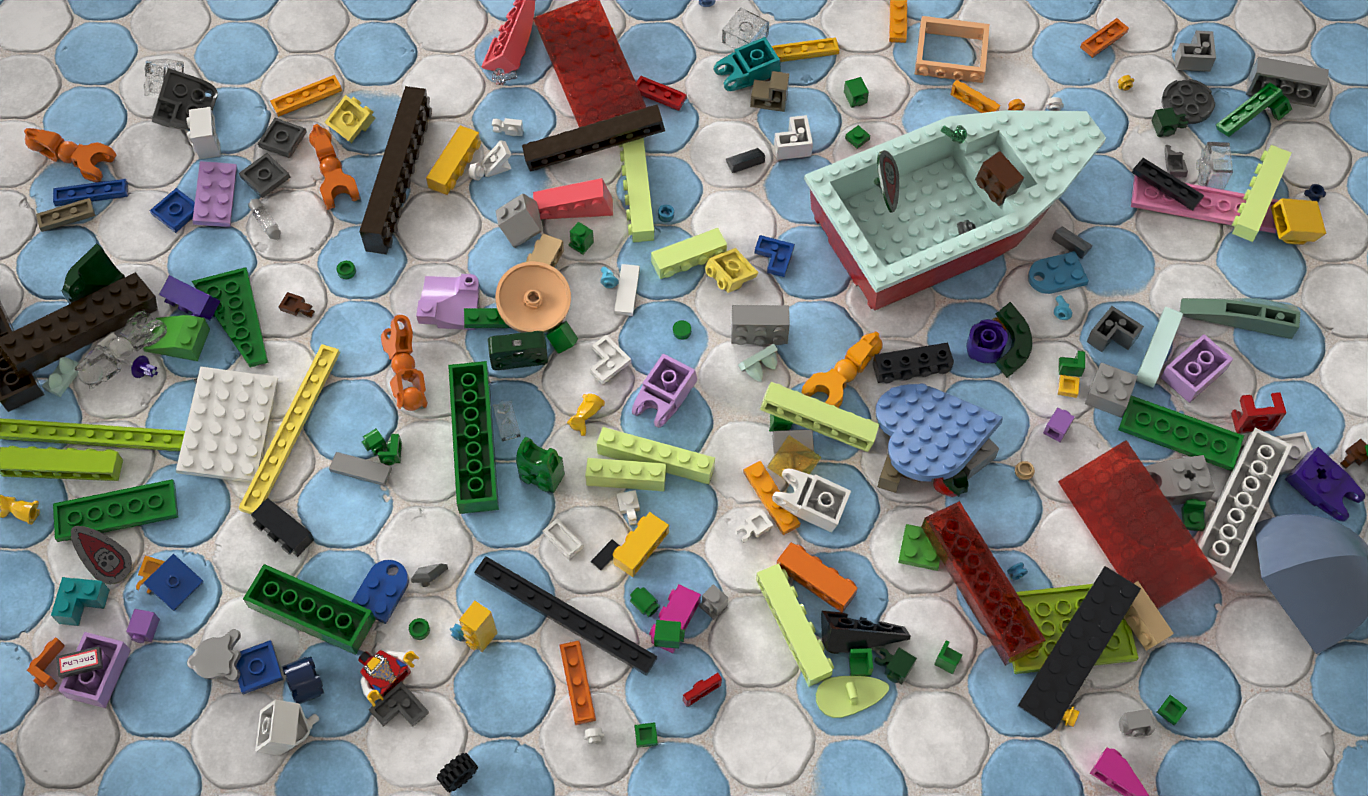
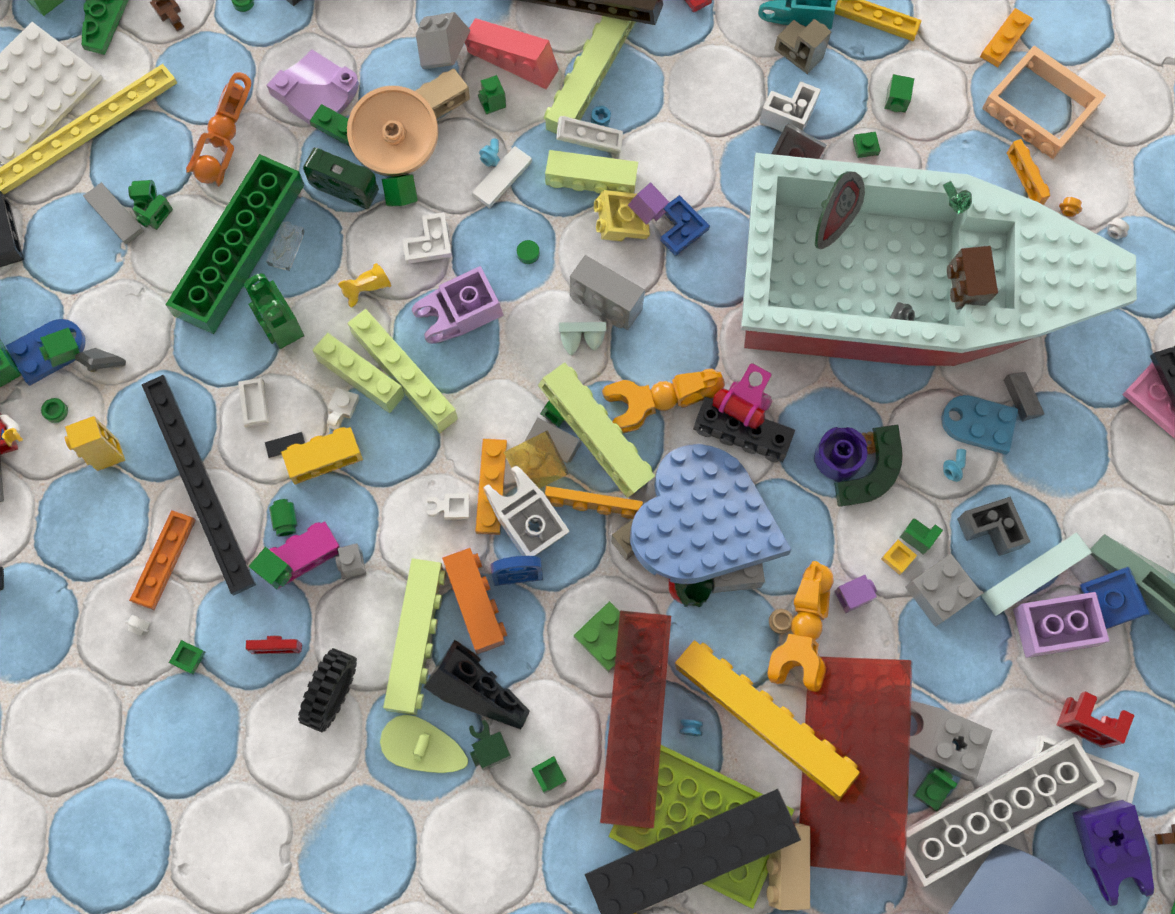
camera: 30 degrees right, 10 degrees up
(397, 579) = (59, 347): none -> green brick
(670, 228) = (589, 135): none -> white tile
(745, 160) = (725, 105): black slope -> none
(745, 251) = (649, 204): none -> medium lavender brick
(767, 688) = (327, 690): none -> black tyre
(816, 158) = (798, 144): none -> dark grey bracket
(834, 536) = (516, 570): none -> blue plate
(855, 463) = (583, 500): none -> light orange plate
(861, 662) = (453, 721): green panel -> none
(903, 342) = (744, 400): none -> piece
(1045, 464) = (801, 648): none -> light orange piece
(1063, 533) = (767, 720): none -> yellow brick
(1181, 433) = (989, 688): green plate -> none
(1218, 329) = (1117, 597): none -> blue tile

